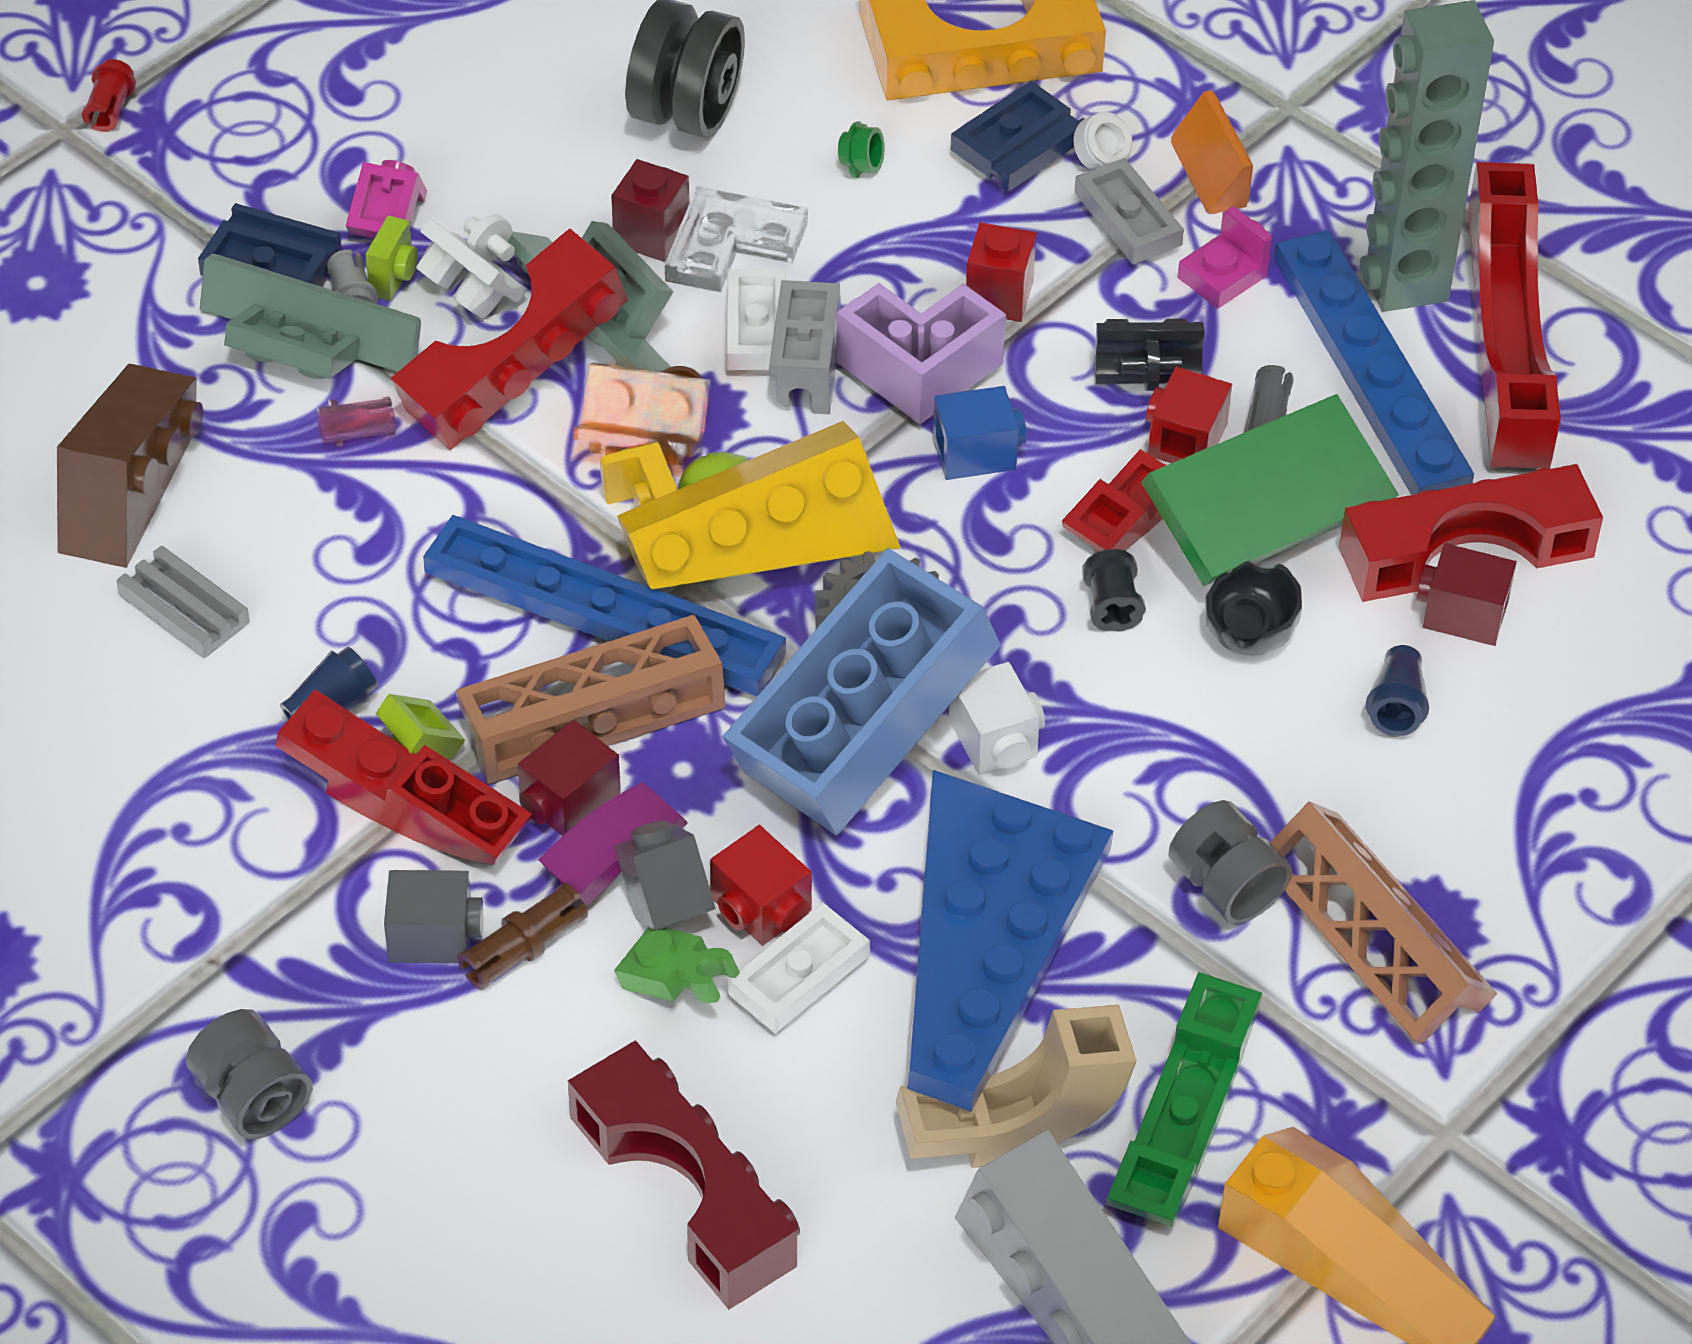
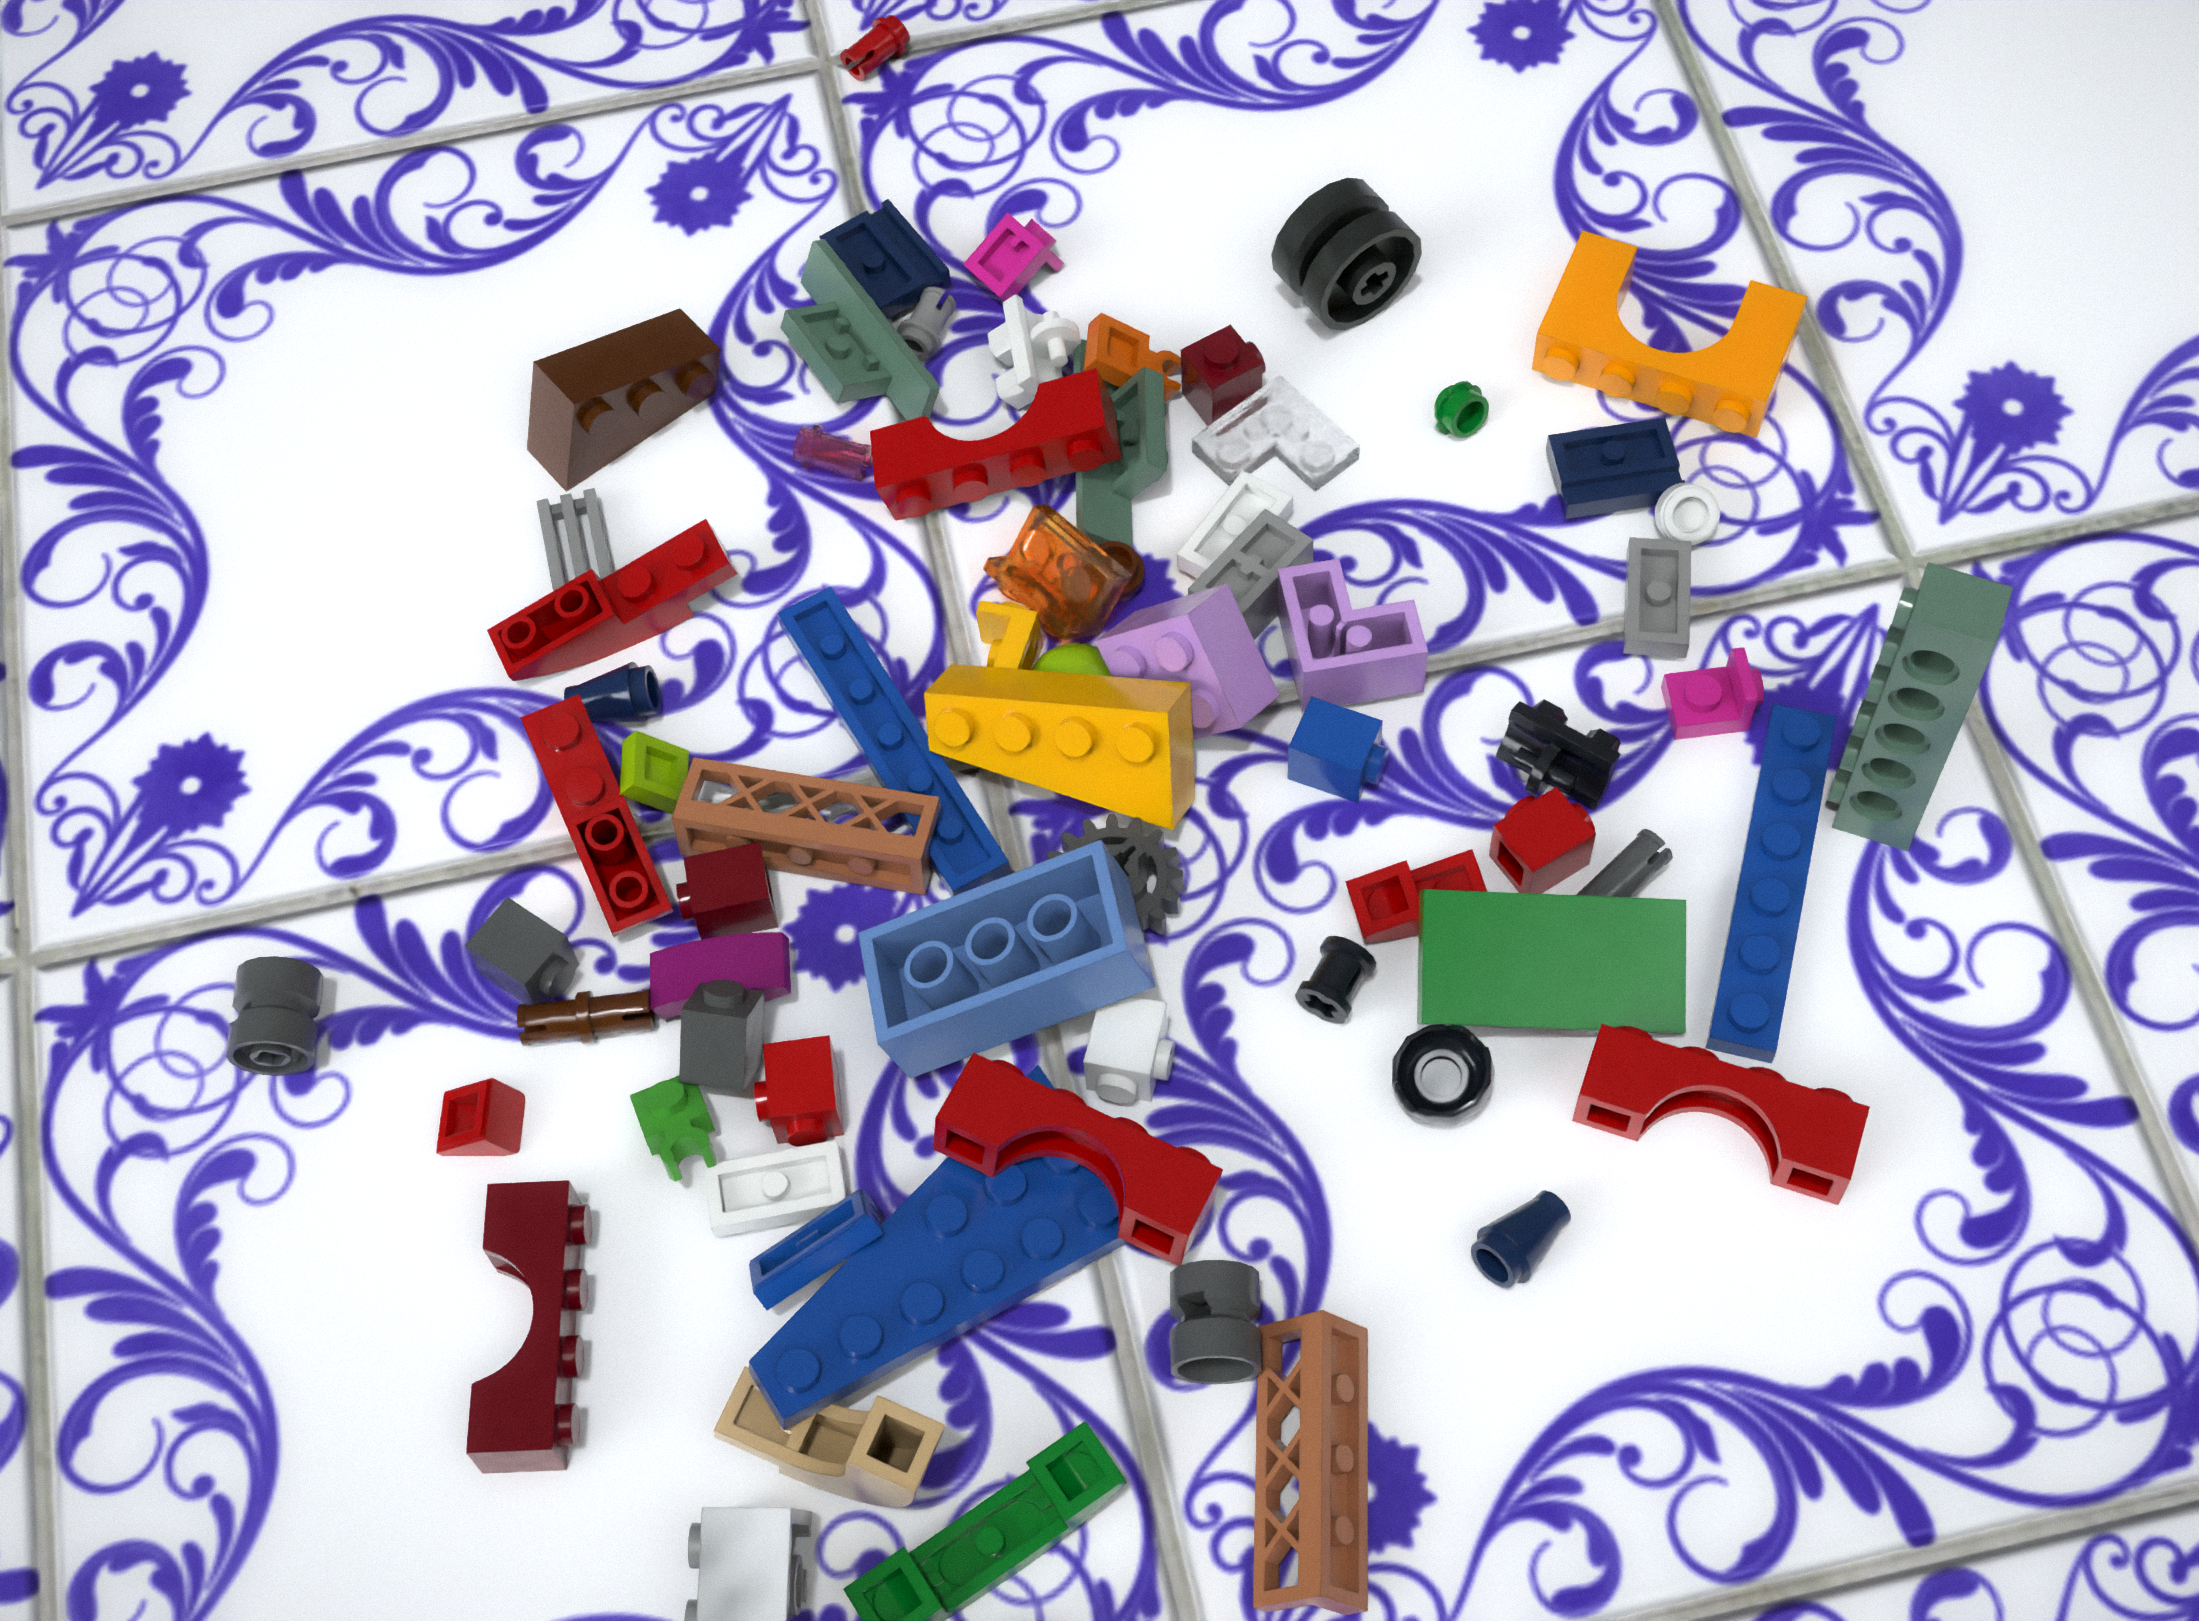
camera: 40 degrees right, 10 degrees up
(275, 622) = (607, 615): none -> red slope
(391, 257) = (972, 313): lime plate -> none
(493, 1062) = (481, 1120): none -> red slope
(547, 220) = (1122, 351): none -> orange plate
(809, 394) = (1196, 642): none -> lavender brick
(876, 983) = (814, 1248): none -> blue tile
(1002, 267) = (1482, 598): red brick -> none
(1111, 788) = (1005, 1118): none -> red arch
(1213, 156) = (1782, 582): orange slope -> none
(1467, 593) = (1664, 1177): dark red brick -> none
(1516, 375) = (1939, 909): red arch -> none

